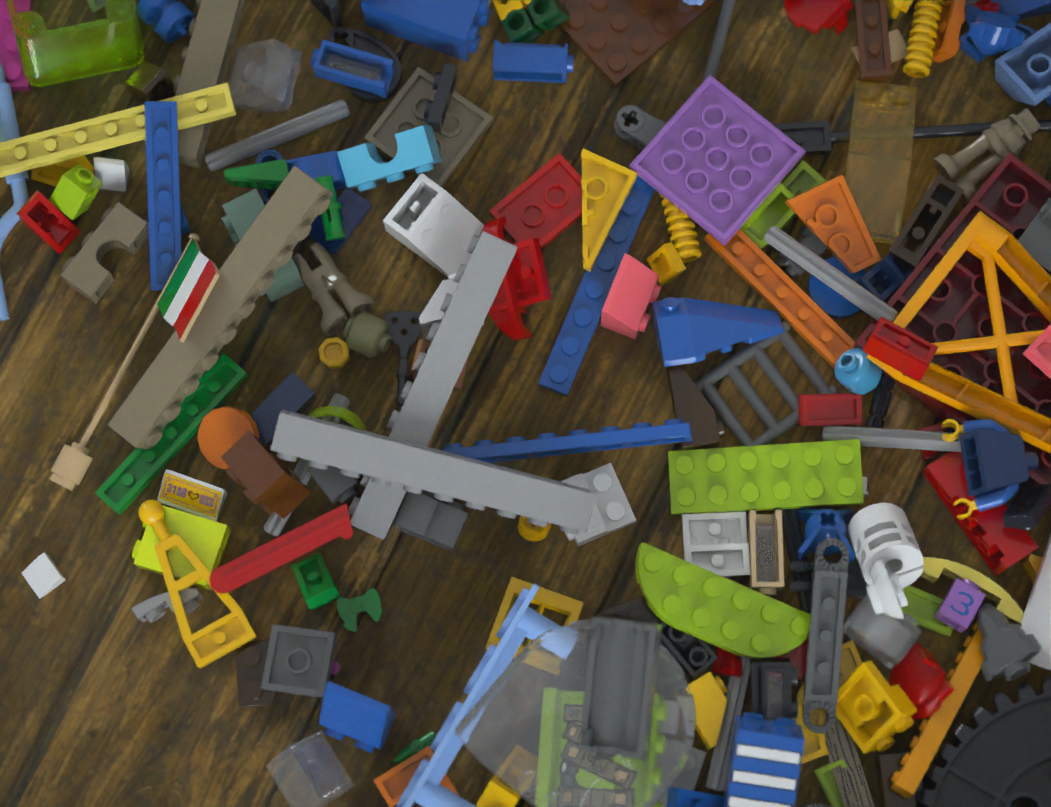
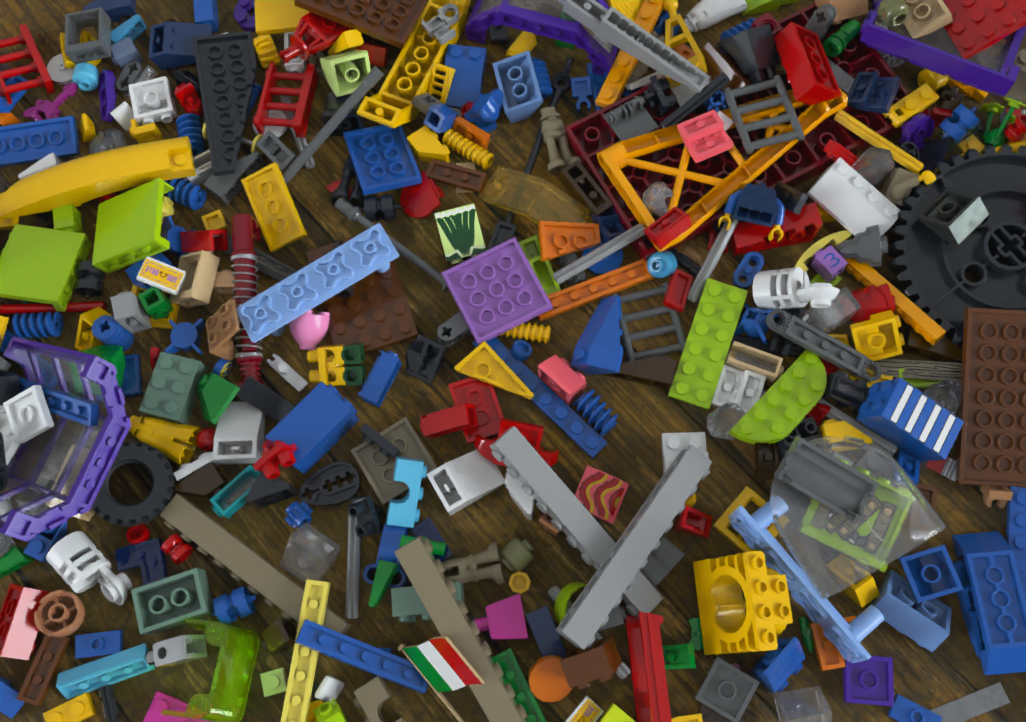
camera: 65 degrees left, 5 degrees down
(94, 103) = (274, 682): none -> yellowish green plate
(279, 351) = (504, 619): none -> dark pink torso
(307, 38) = (298, 514): none -> blue gear
(342, 124) = (366, 514): none -> black hips
(353, 68) = (333, 492): blue window -> none
(403, 343) = (532, 534): black piece -> none
(413, 637) = (723, 608): none -> yellow hose
(490, 409) = (601, 494): none -> slope
(503, 547) = (693, 522): none -> red slope
(508, 173) = (448, 420): none -> red window
(577, 442) = (644, 445): blue plate -> none
(583, 109) = (425, 358): none -> black slope
(601, 363) = (597, 412): none -> blue piece
(650, 230) = (521, 350): none -> blue tile
(662, 534) = (724, 419): none -> clear hair
(666, 263) = (547, 348): yellow tile -> none
(786, 76) = (460, 233): none -> slope
(903, 496) = (746, 271): none -> blue plate
(942, 316) = (655, 198): none -> clear hair

